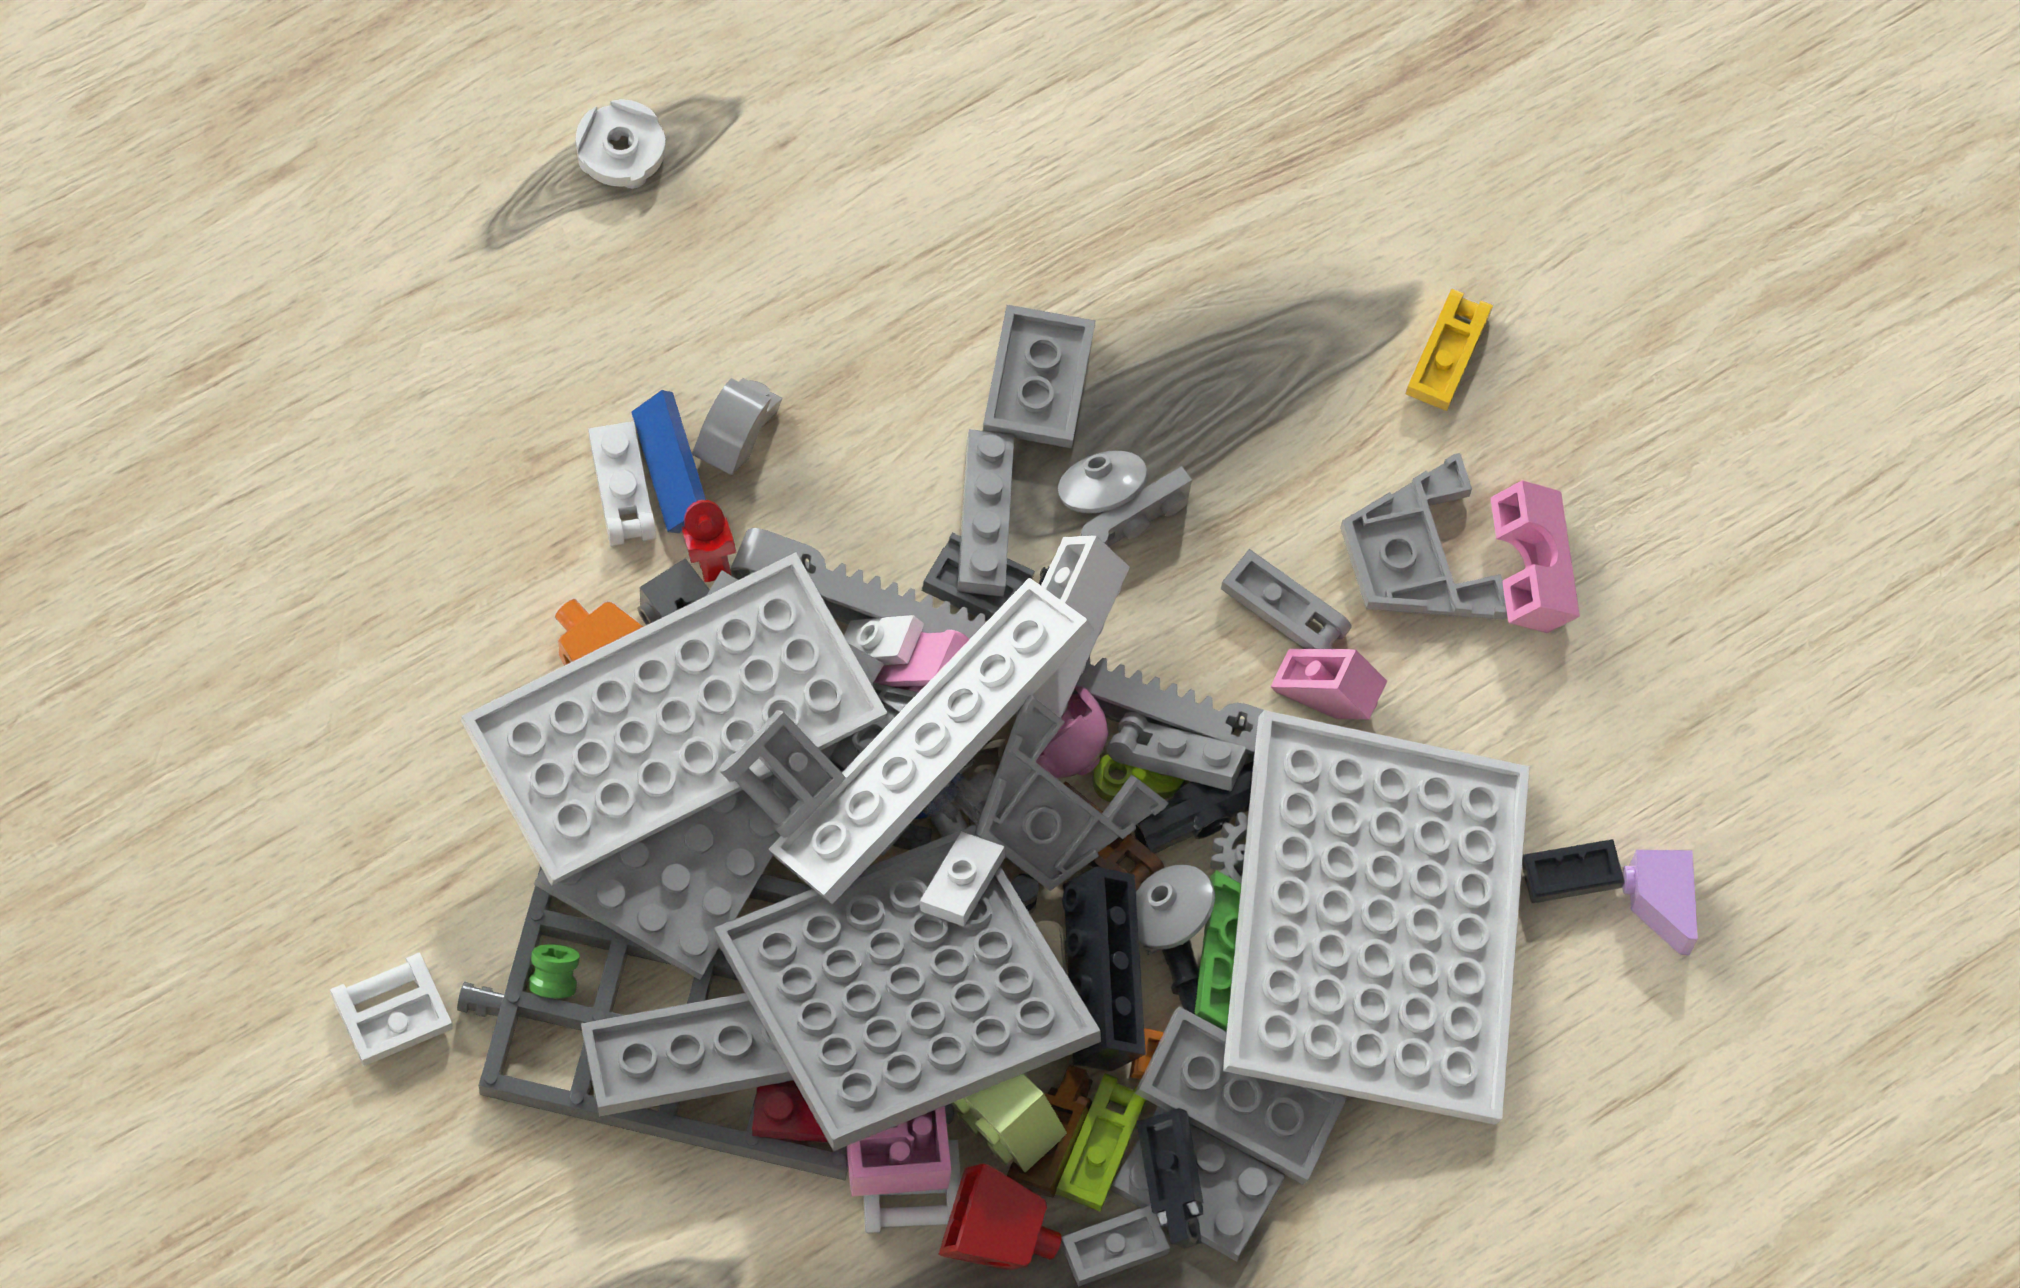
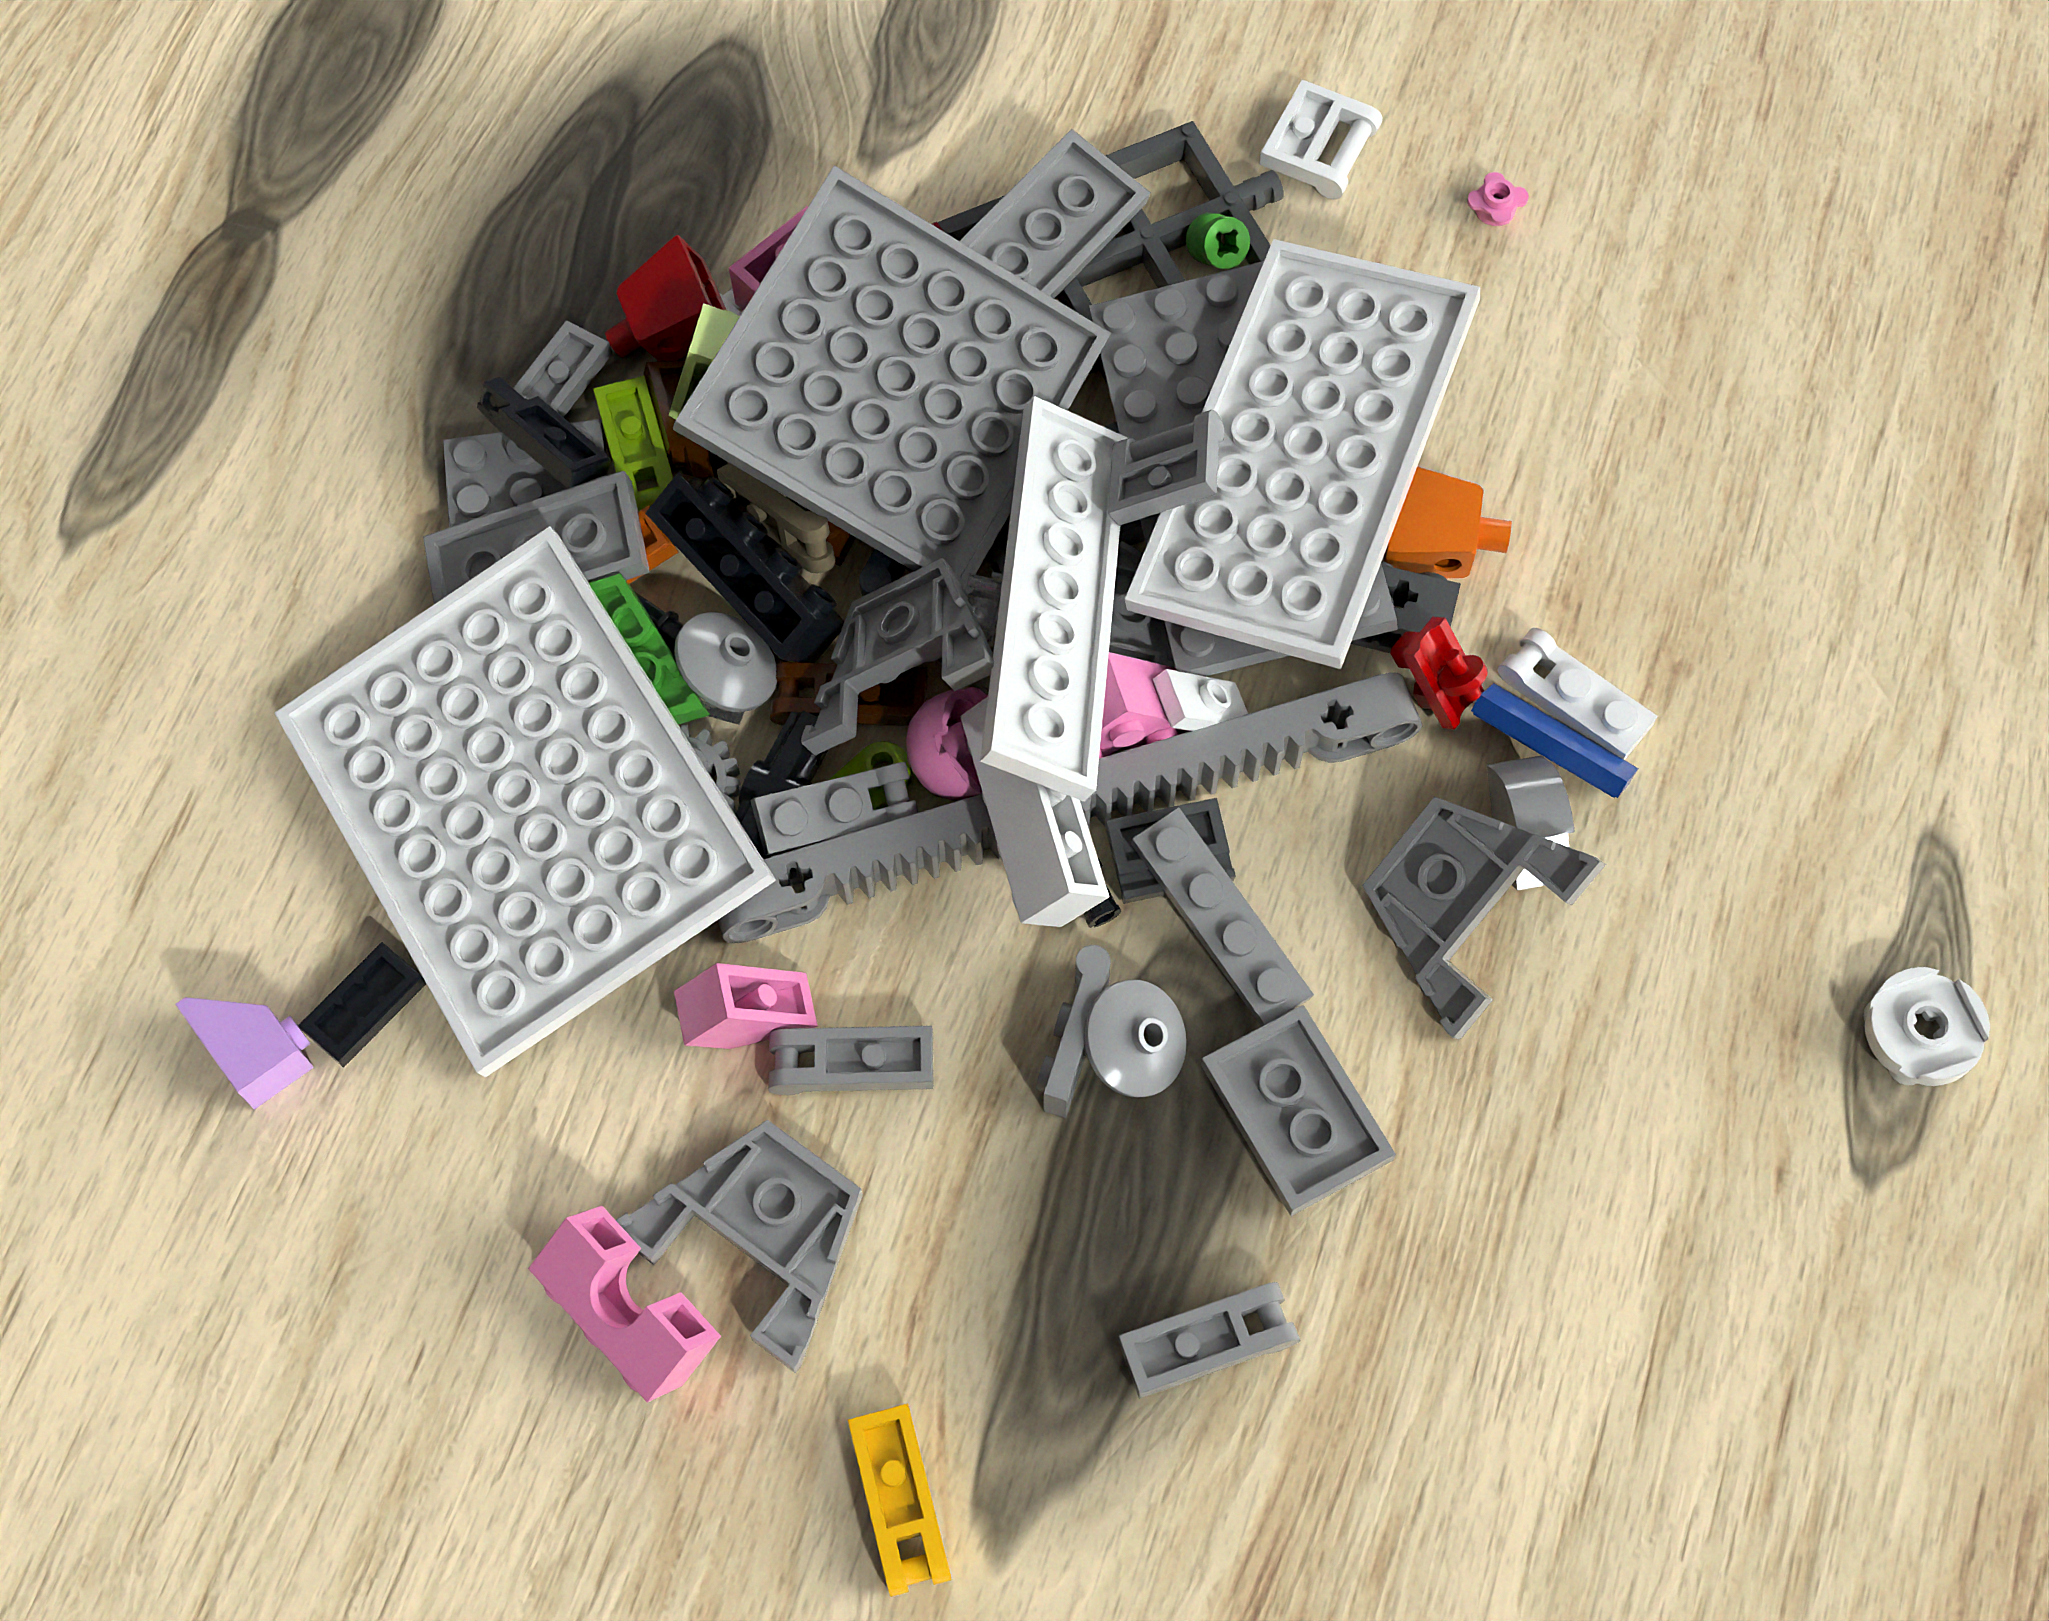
camera: 150 degrees right, 0 degrees up
(313, 873) = (1493, 210): none -> bright pink plate
(821, 420) = (1447, 880): none -> light grey wing
(962, 878) = (926, 509): white plate -> none
(1203, 297) = (1206, 1340): none -> light grey plate

